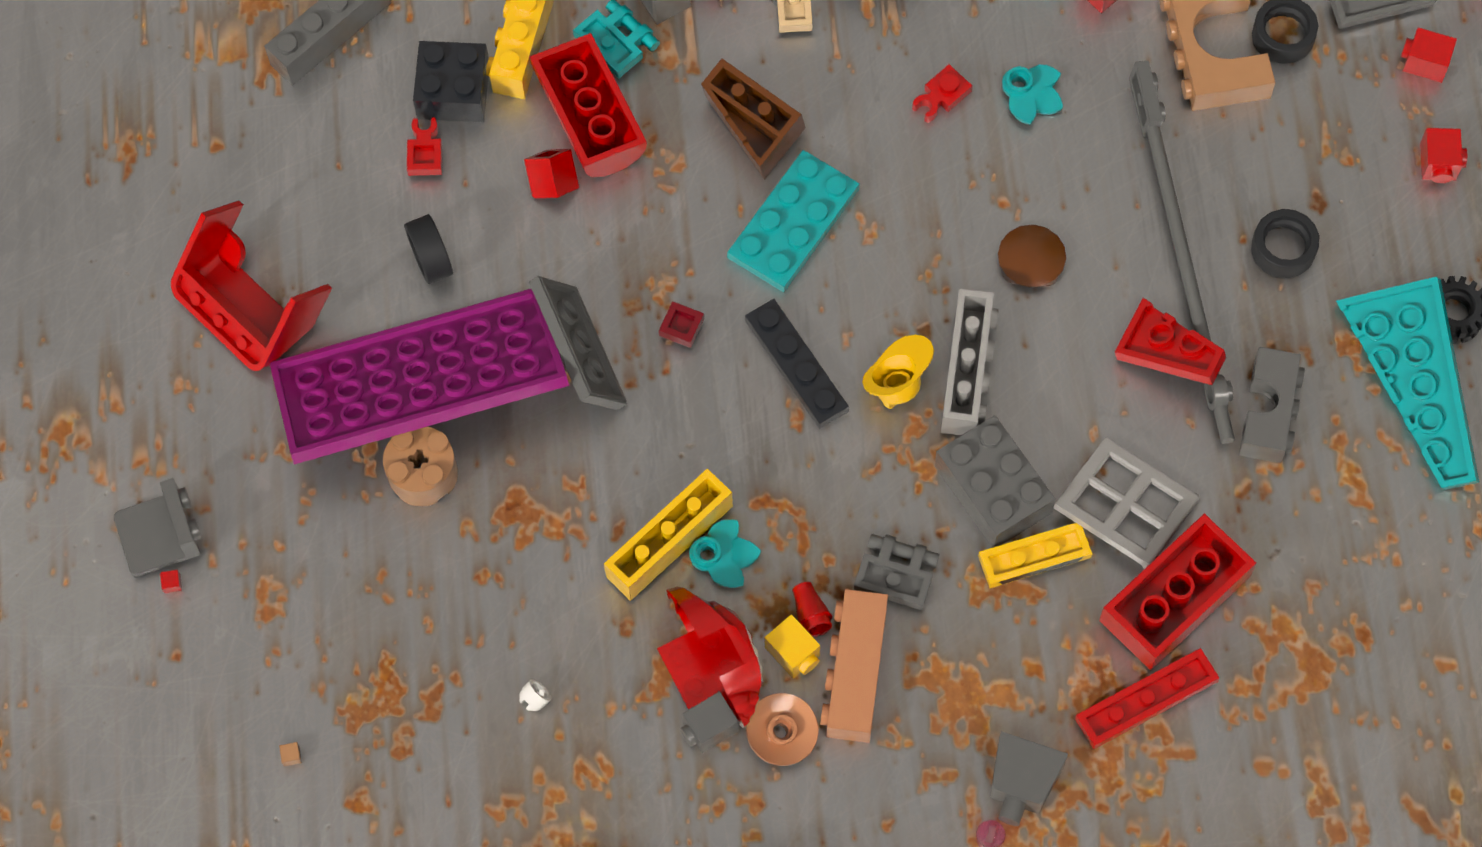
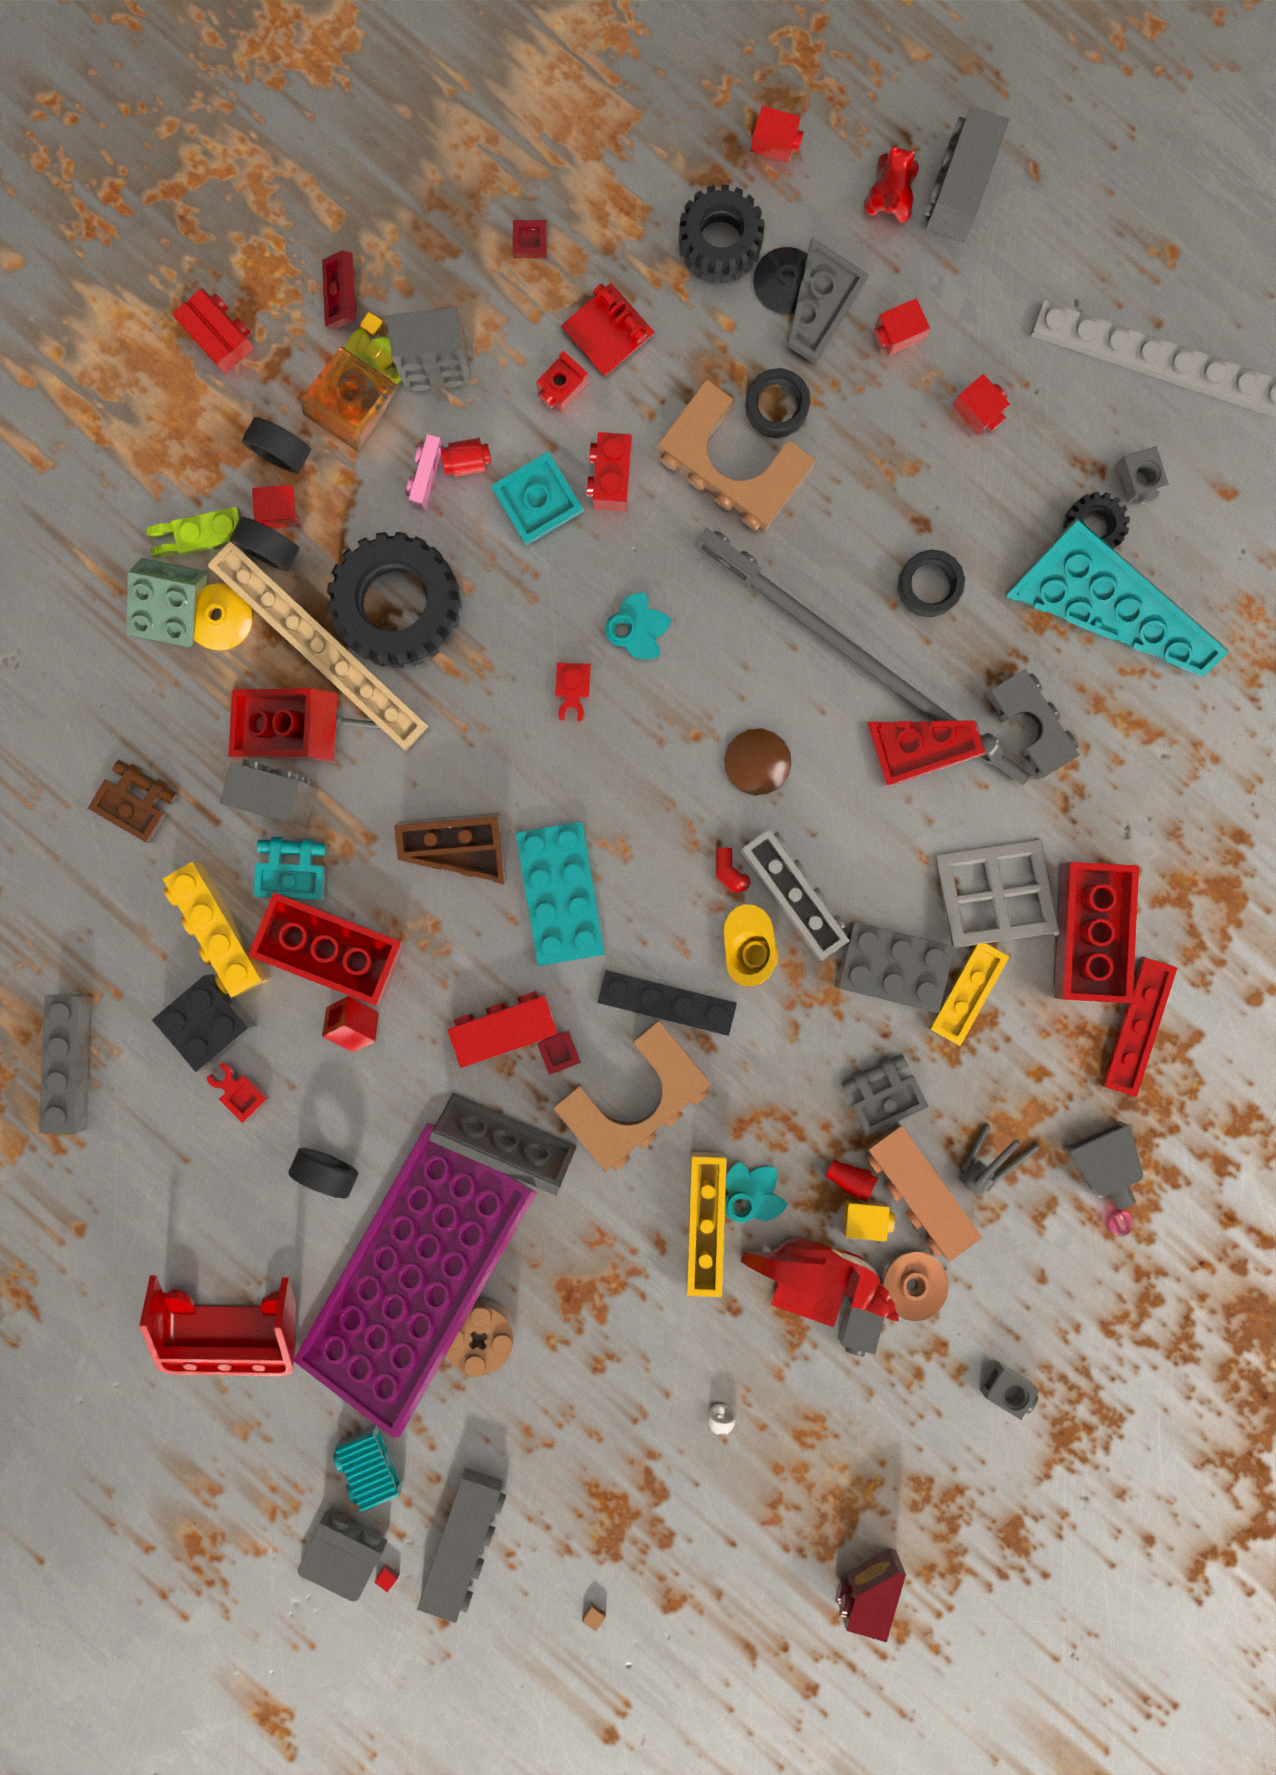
camera: 45 degrees left, 20 degrees up
(242, 485) = (367, 1468): none -> teal brick
(250, 603) = (460, 1546): none -> dark grey brick
(656, 271) = (502, 1029): none -> red brick
(745, 426) = (613, 1139): none -> medium nougat arch
(912, 695) = (983, 1178): none -> dark grey plant
(932, 312) = (729, 875): none -> red arm

